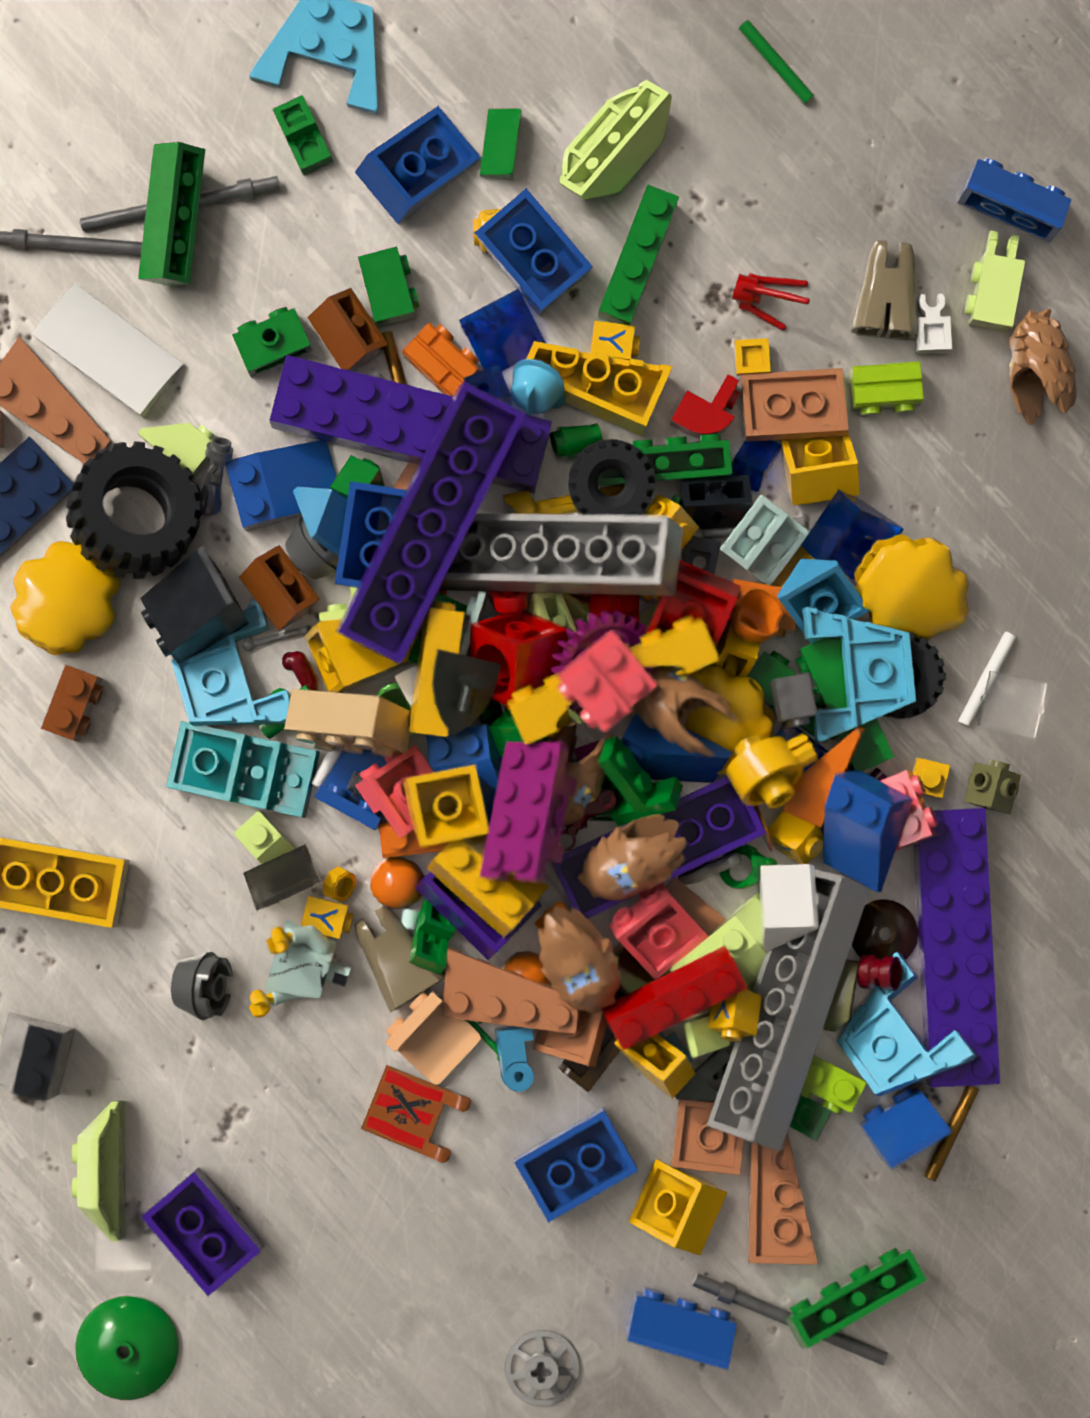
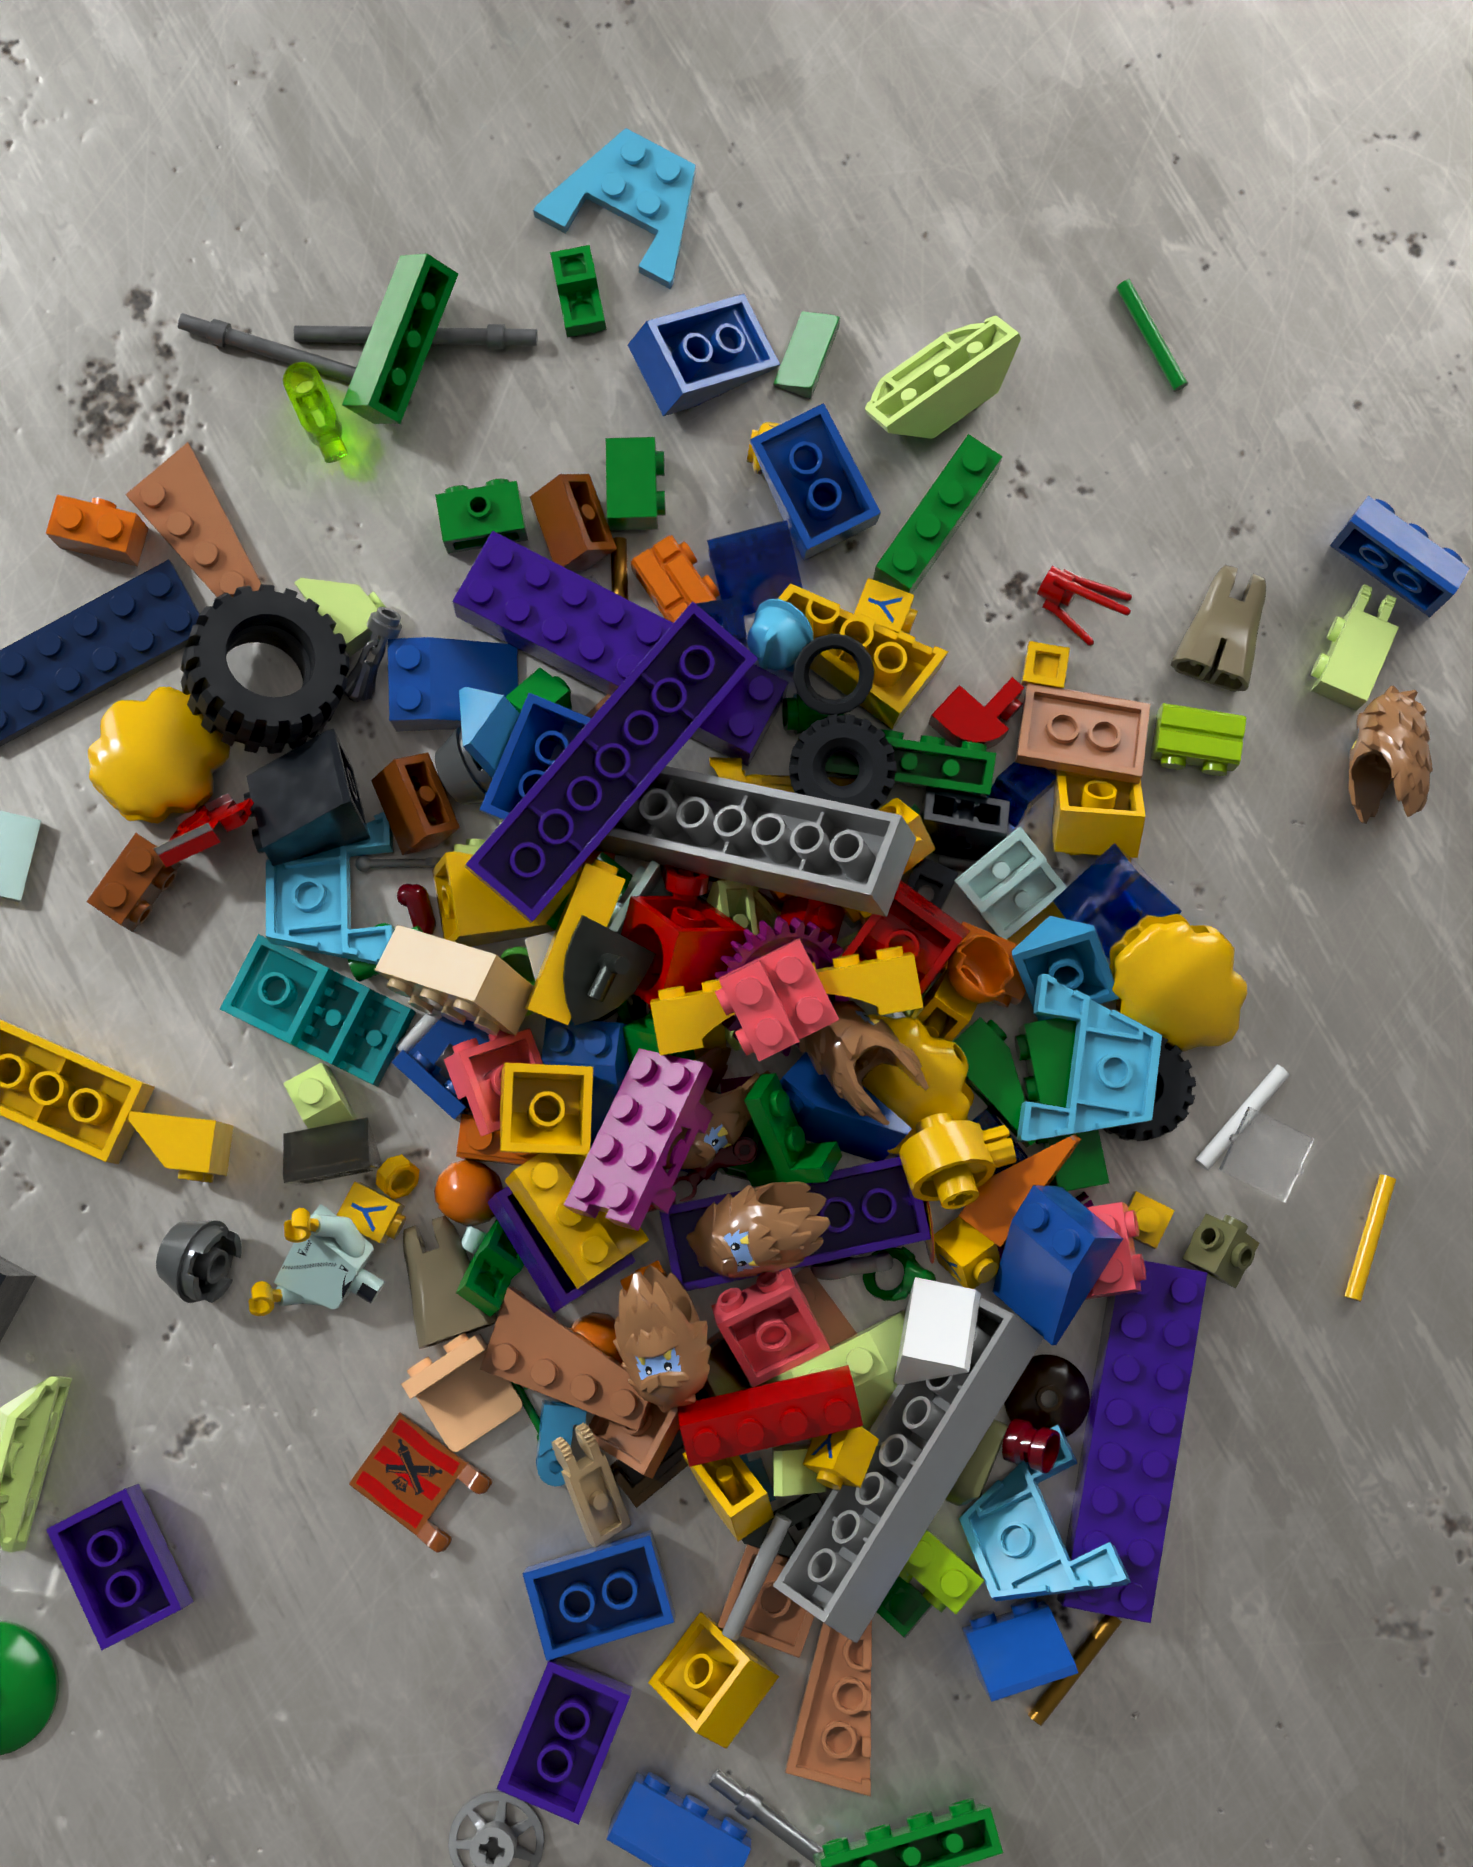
camera: 15 degrees right, 5 degrees down
(108, 350) = (287, 482): white slope -> none
(112, 649) = (196, 828): none -> red piece
(132, 306) = (328, 436): none -> clear neon green piece
(170, 898) = (186, 1144): none -> yellow slope
(550, 1085) = (592, 1488): none -> tan hinge
(576, 1277) = (565, 1738): none -> dark purple brick
(591, 434) = (807, 692): none -> black tyre
(692, 1121) = (756, 1576): none -> light grey bar
(793, 700) = (1002, 1082): flat silver piece -> none
(933, 330) = (1268, 684): white plate -> none

